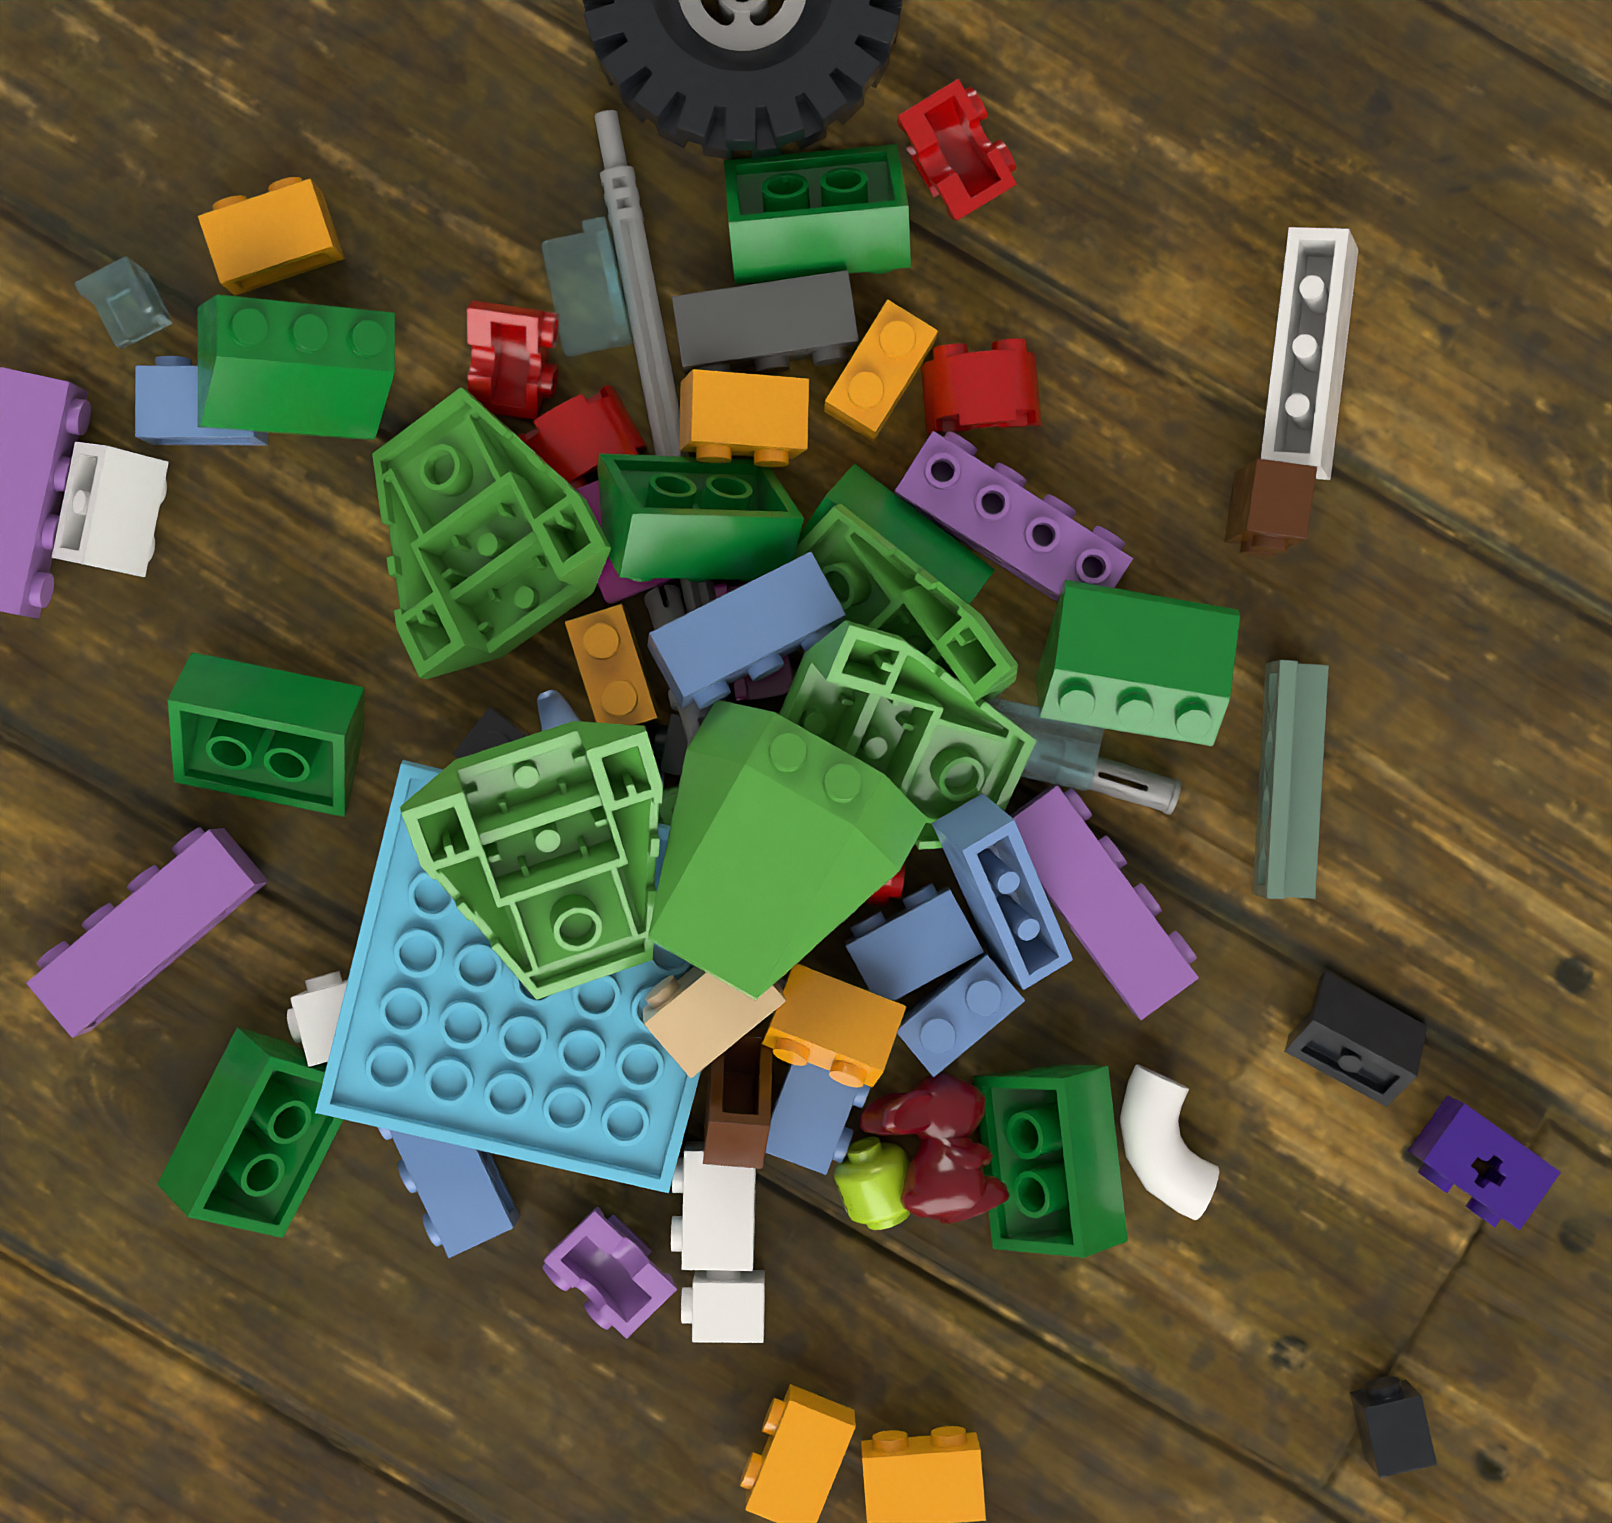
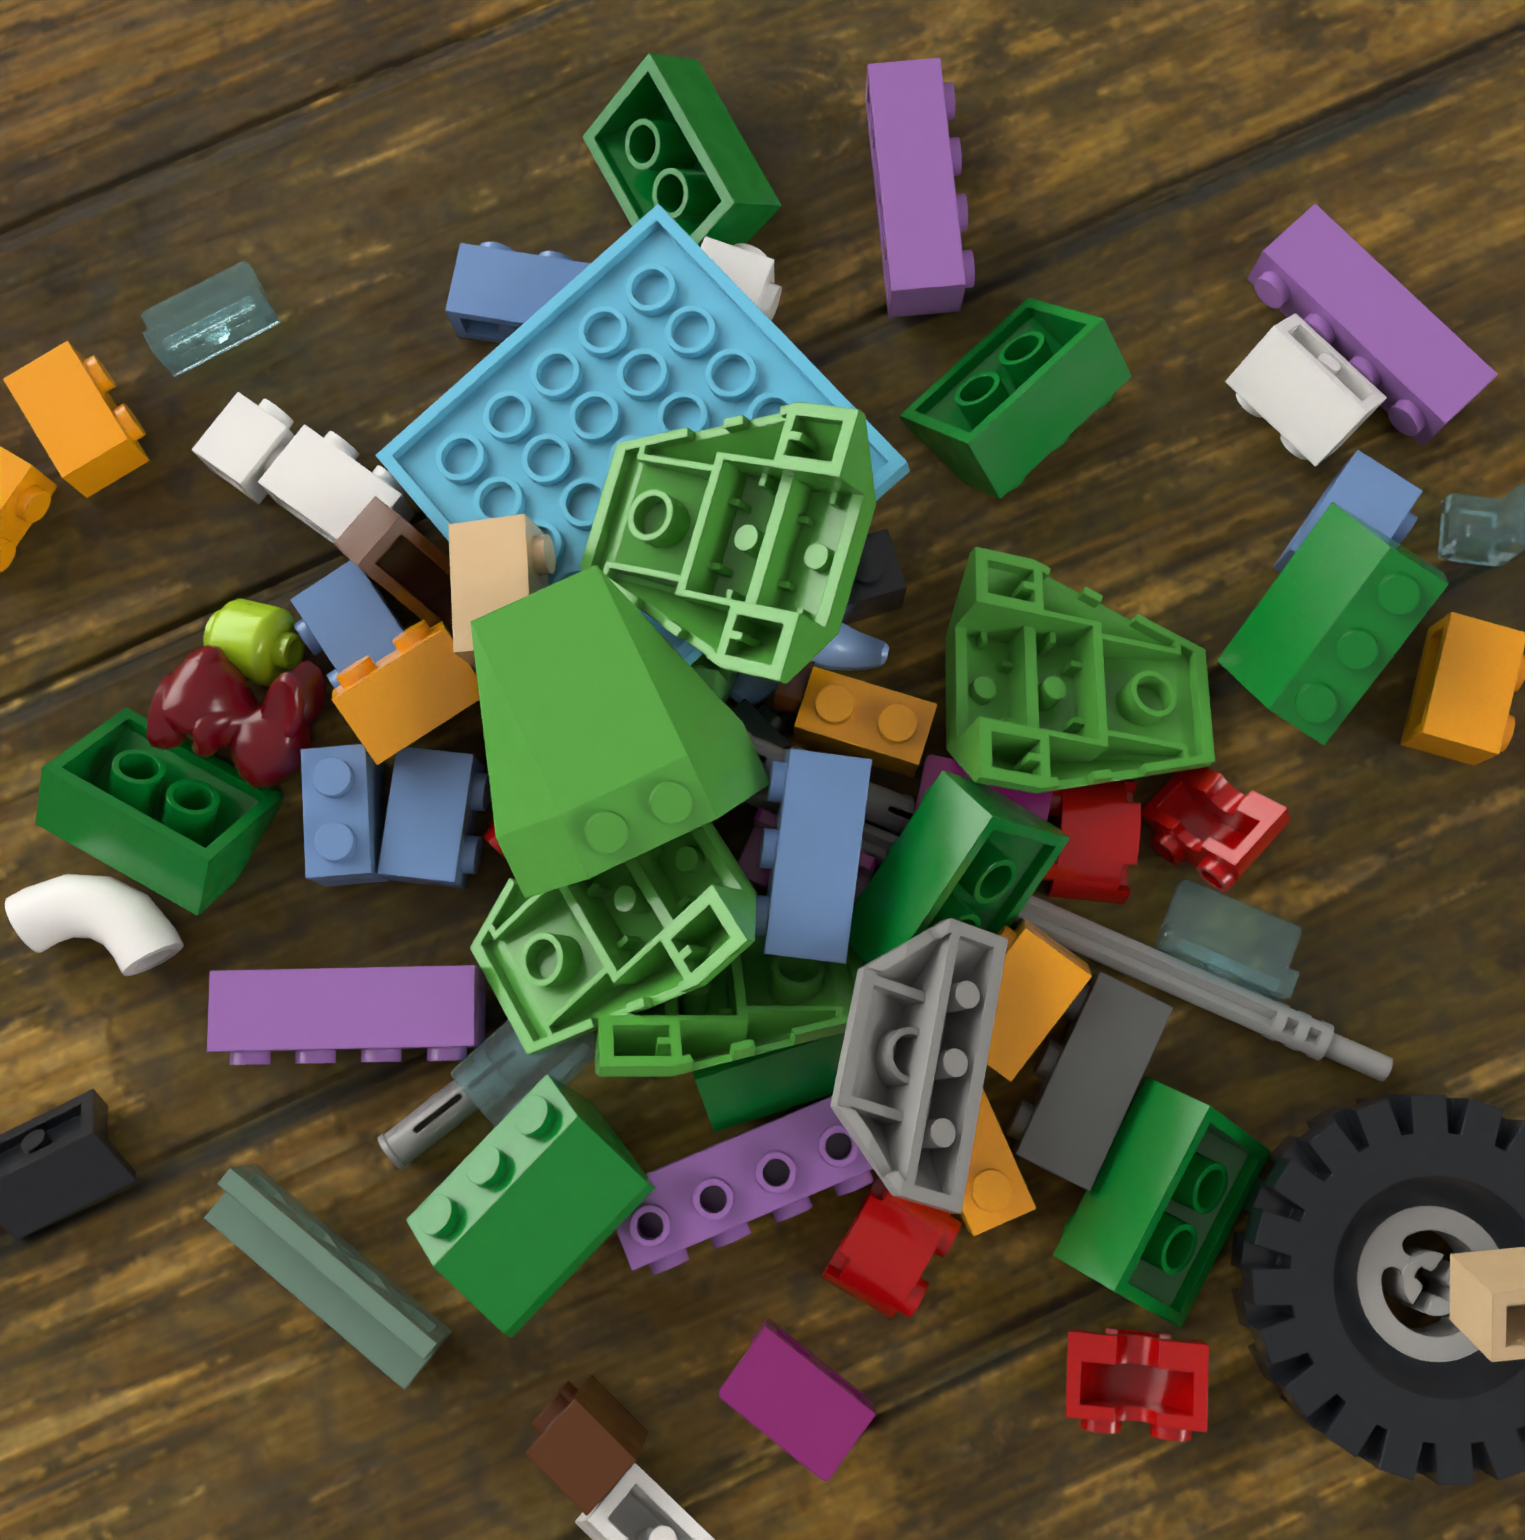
camera: 130 degrees right, 10 degrees down
(611, 1270) = (352, 372): medium lavender cylinder -> none
(643, 1424) = (208, 319): none -> clear light blue panel
(842, 448) = (920, 1059): none -> light grey wedge
(1003, 890) = (416, 927): medium blue brick -> none
(1138, 380) = (797, 1400): none -> magenta panel

